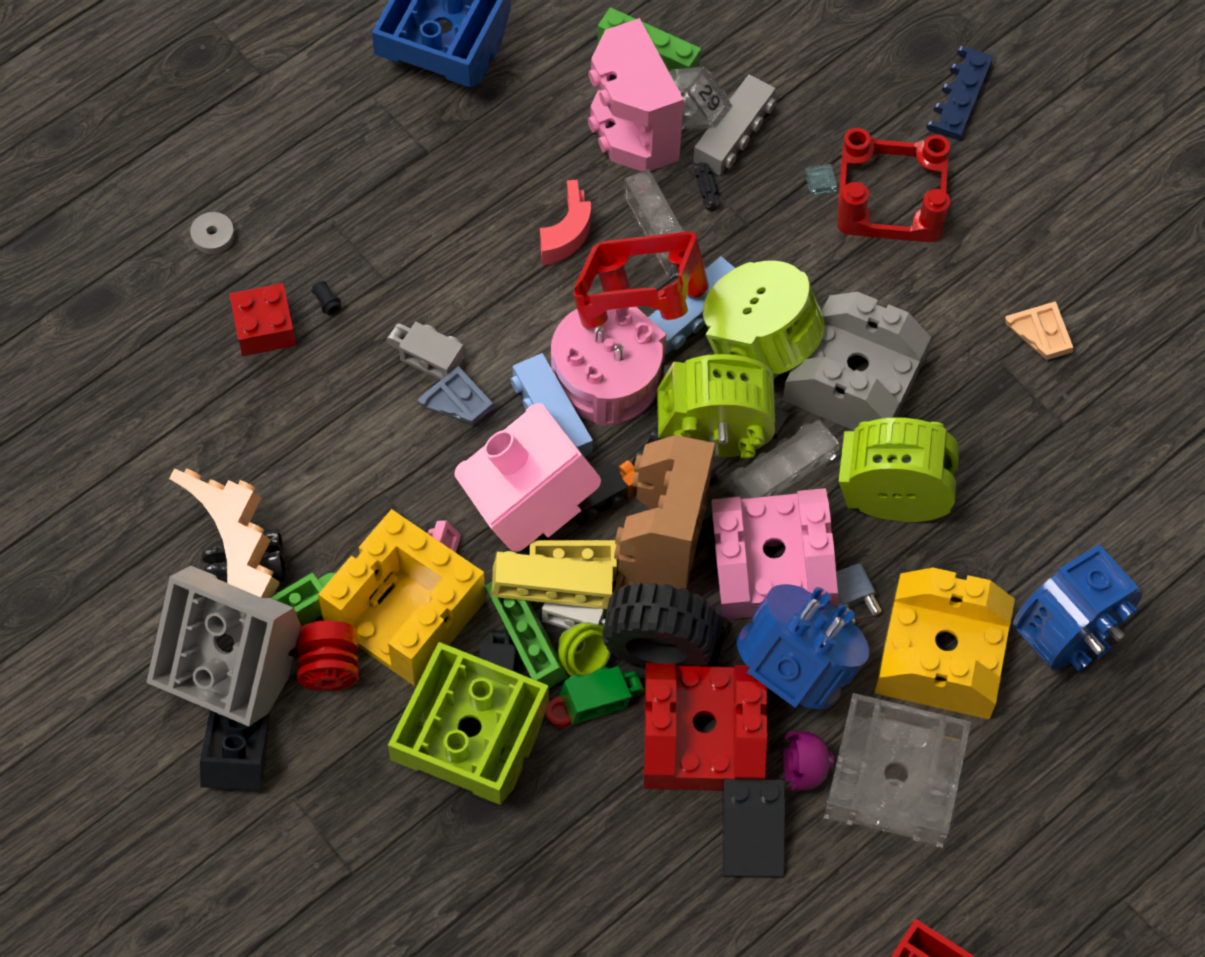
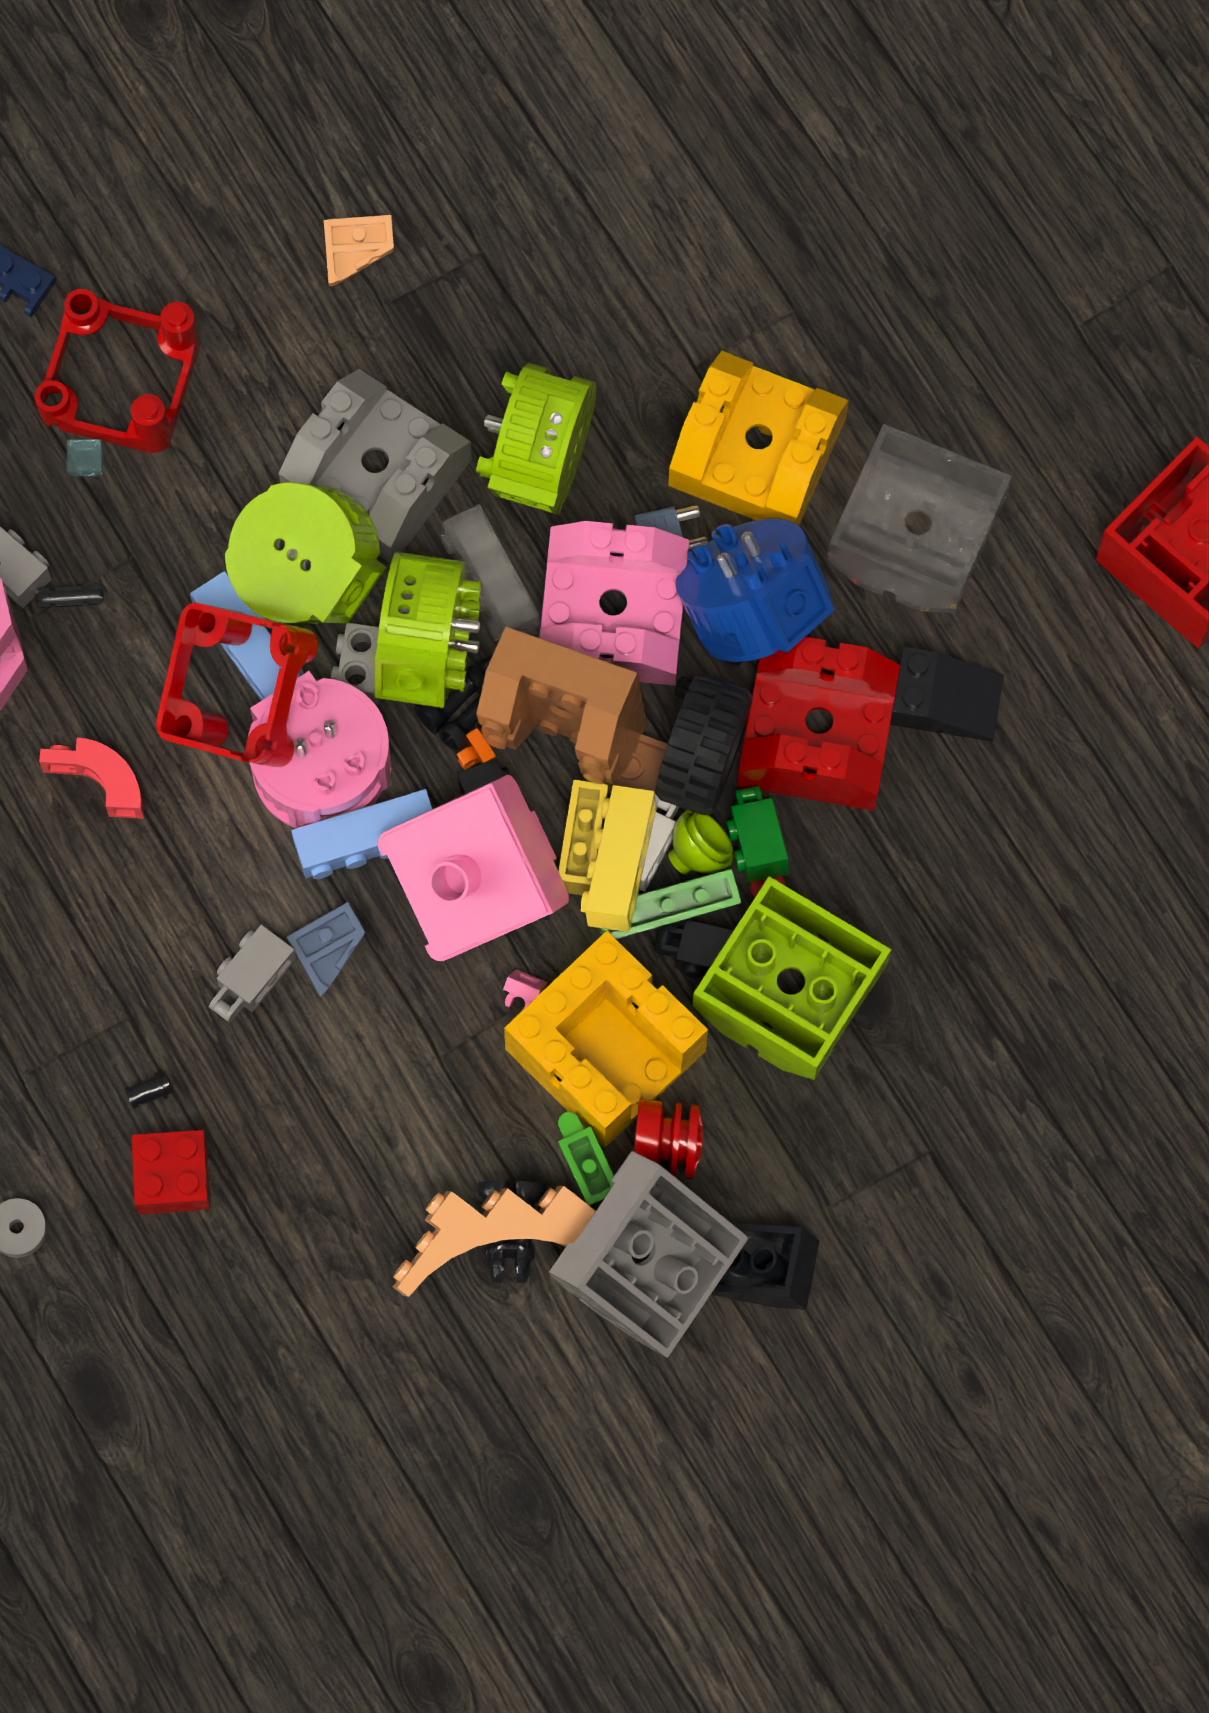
camera: 80 degrees left, 10 degrees up
(652, 211) = (112, 663): clear brick -> none
(806, 761) = (879, 621): magenta cylinder -> none
(1078, 610) = (755, 281): blue piece -> none

